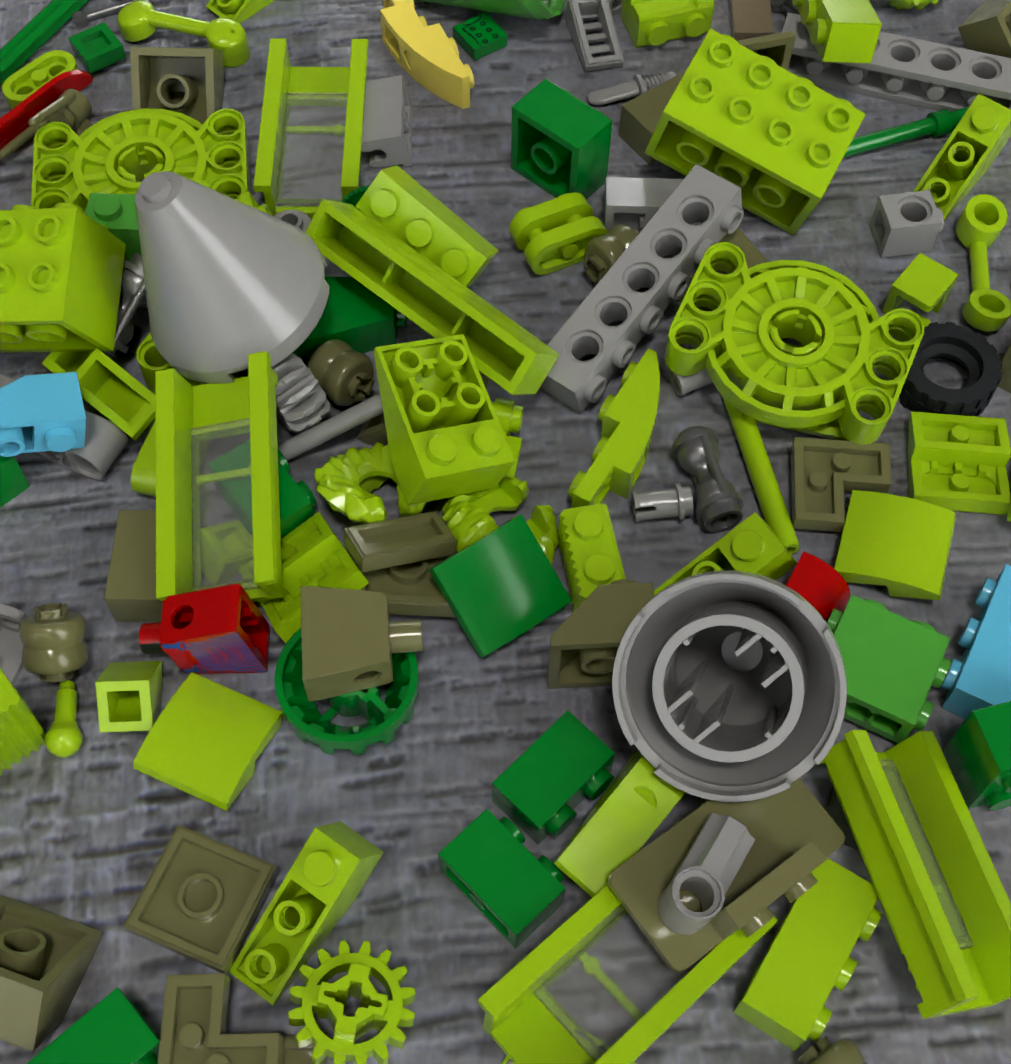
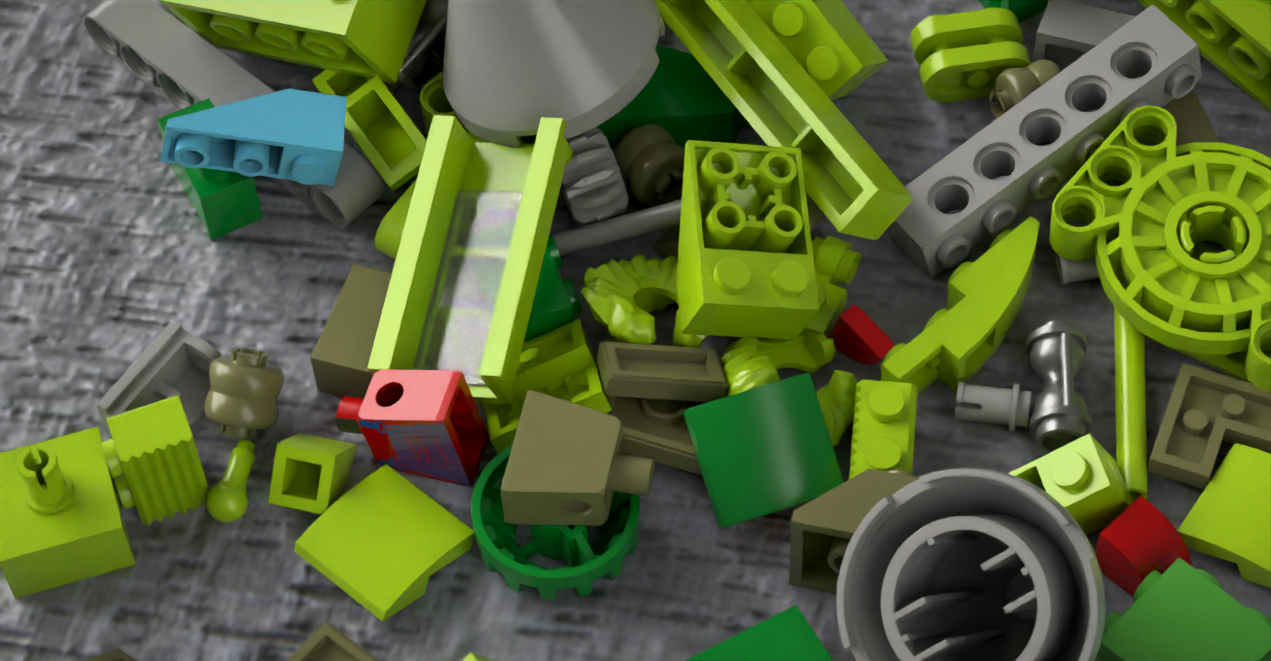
camera: 20 degrees right, 5 degrees down
(546, 474) = (860, 337): none -> red tile

